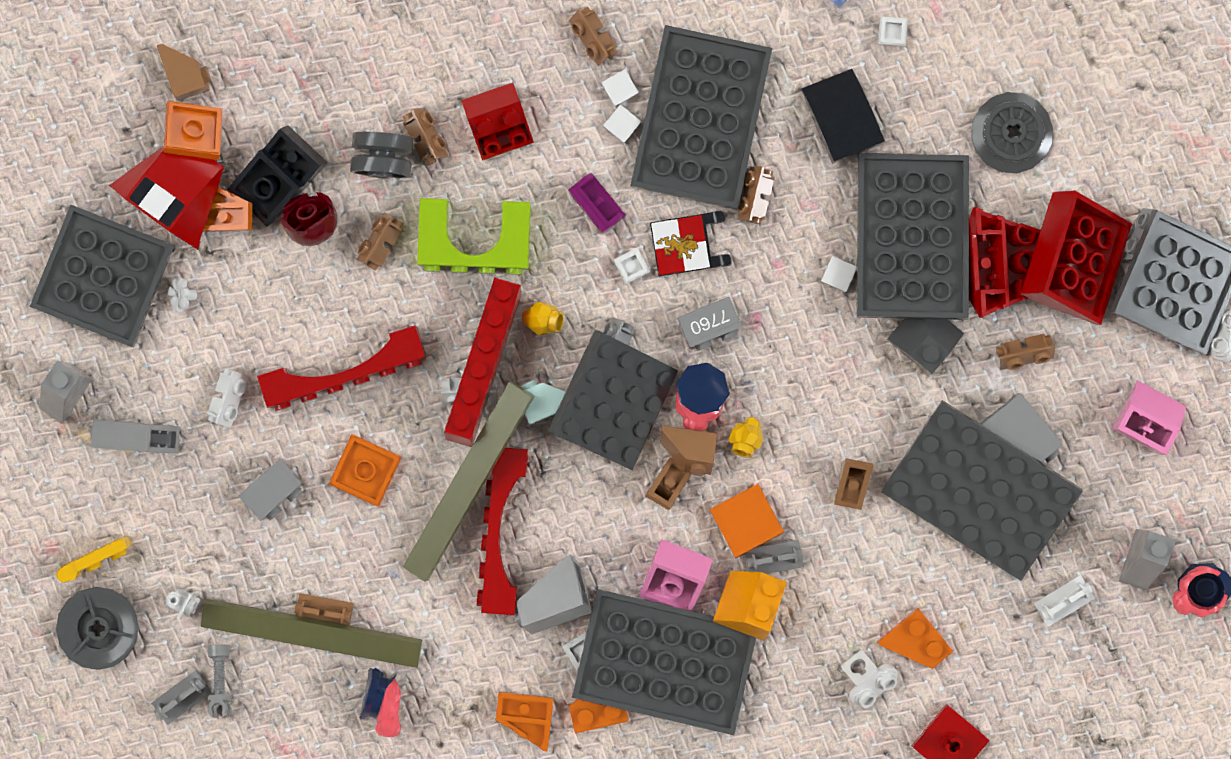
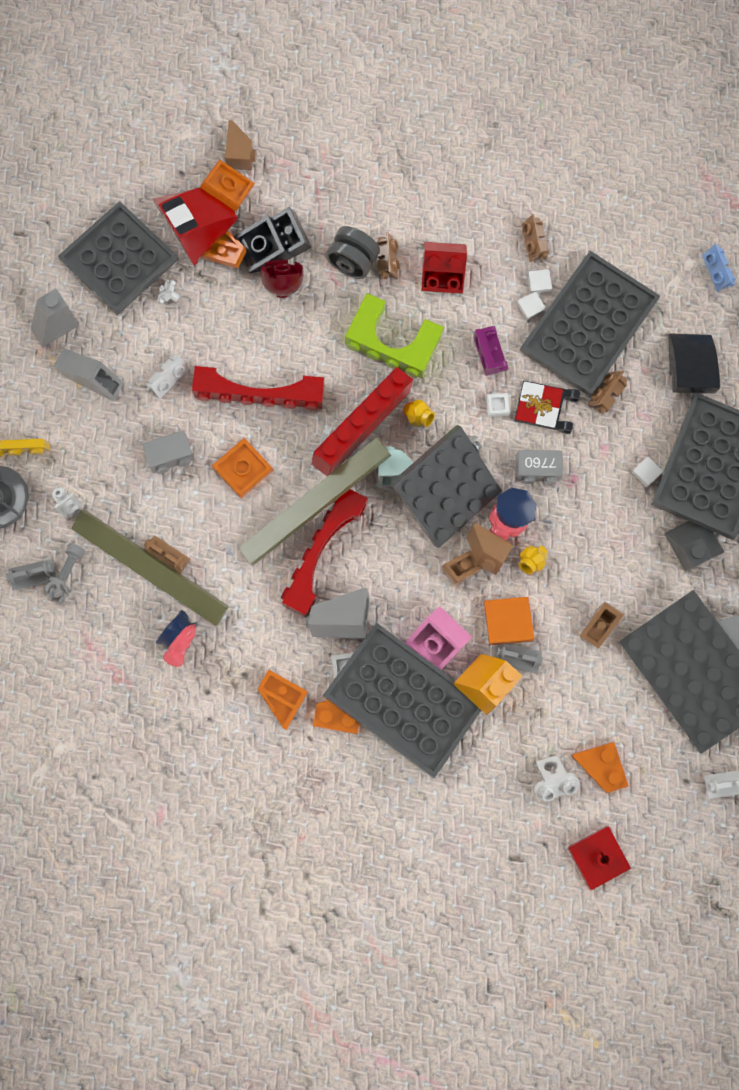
camera: 20 degrees right, 10 degrees down
(383, 231) = (331, 308): medium nougat hinge -> none

